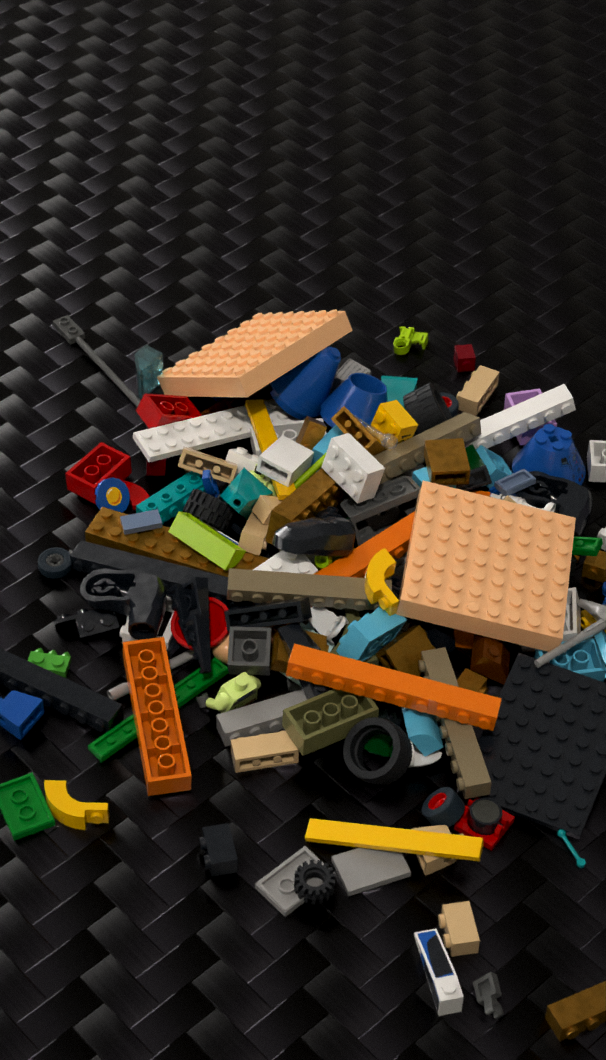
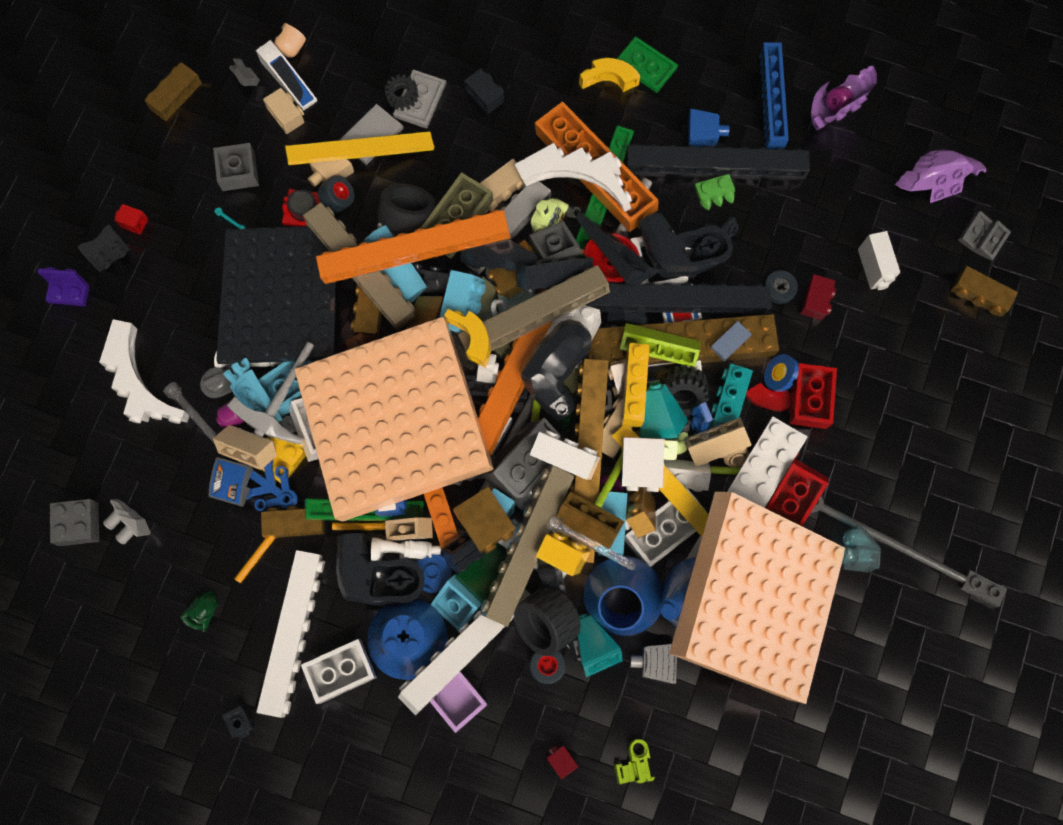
camera: 150 degrees right, 30 degrees up
(30, 538) = (818, 297): none -> dark red brick
(202, 718) = (553, 163): none -> white arch
(255, 504) = (635, 385): none -> yellow brick
(415, 1001) = (289, 41): none -> light nougat helmet
(477, 390) = (525, 715): tan brick -> none
(514, 482) = (421, 570): sand blue tile -> none
(542, 884) = (236, 167): none -> dark grey brick

